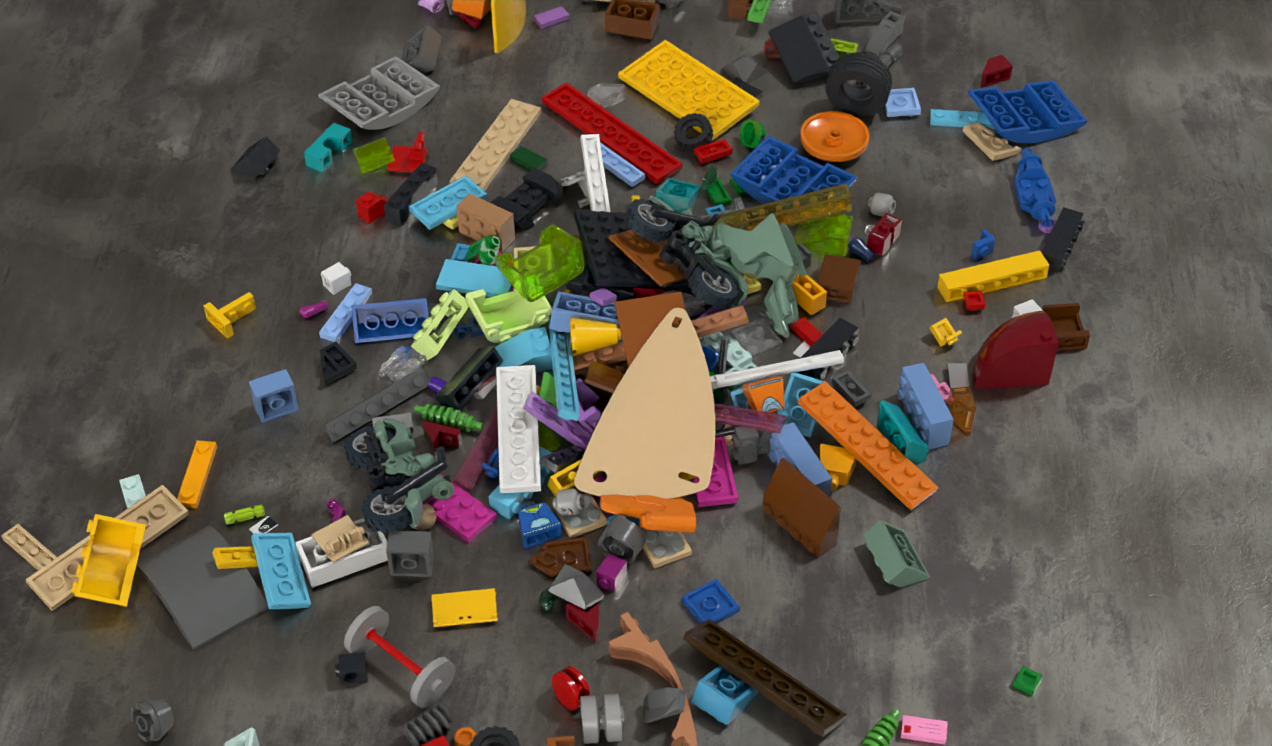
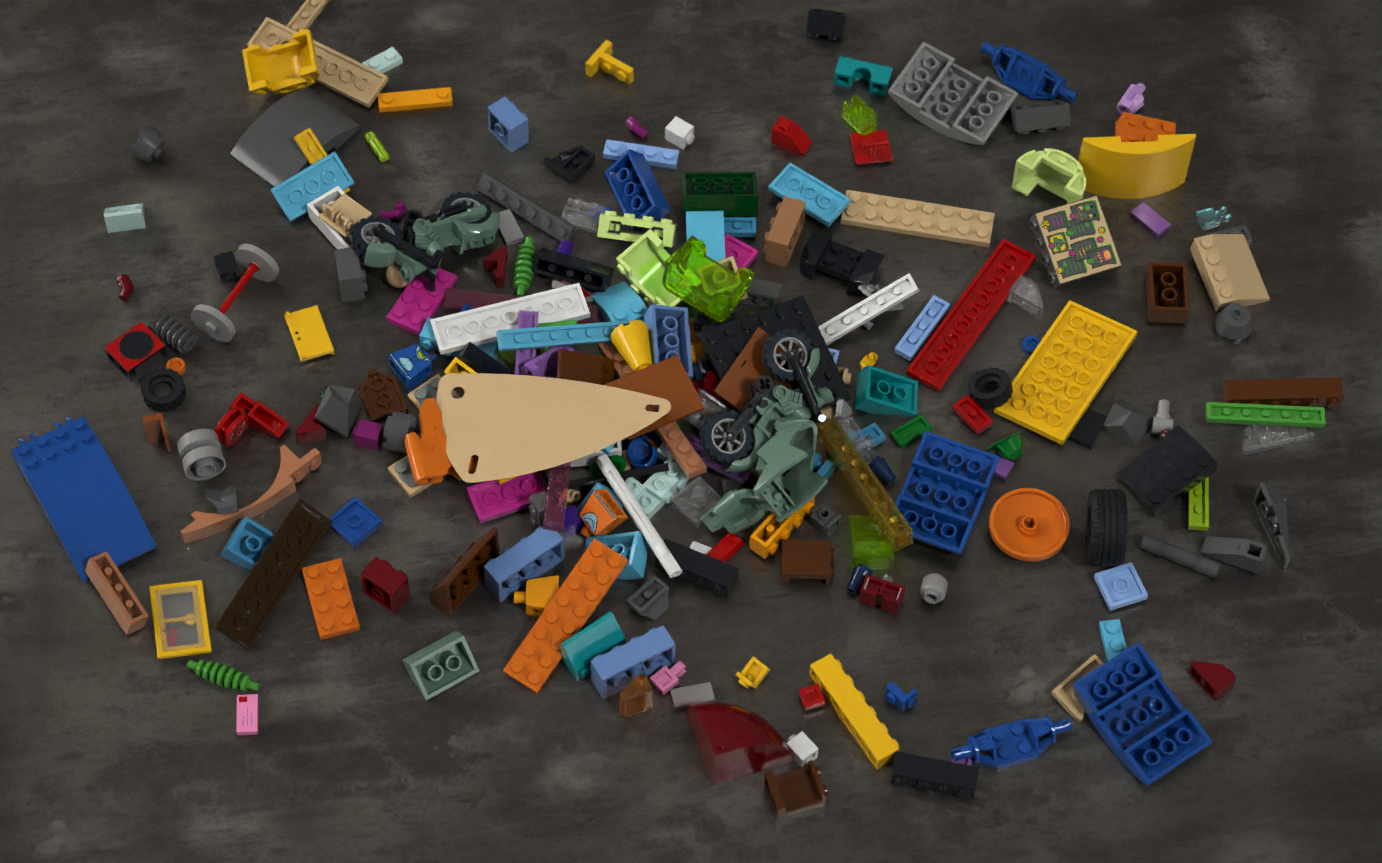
camera: 75 degrees right, 10 degrees up
(264, 525) = (369, 165): sticker -> none
(374, 48) = (1028, 73): none -> blue plate
(414, 188) = (815, 161): black brick -> none
(418, 263) = (720, 191): none -> dark green slope
(487, 249) = (745, 241): green bracket -> none
(502, 43) = (1051, 170): none -> yellowish green cylinder
(528, 158) = (906, 251): dark green tile -> none
(568, 52) = (1075, 241): none -> panel
(569, 502) = (430, 379): light grey head -> none
(569, 655) = (260, 416): none -> red slope
(603, 297) = (689, 347): medium lavender tile -> none
(651, 106) = (1029, 344): none -> blue tile
(710, 177) = (919, 416): clear green tile -> none
(751, 49) = (1162, 420): none -> light grey pin
(798, 637) = (330, 599): none -> orange plate
(802, 579) = (385, 585): none -> dark red brick
(1027, 680) = (319, 796): green tile -> none

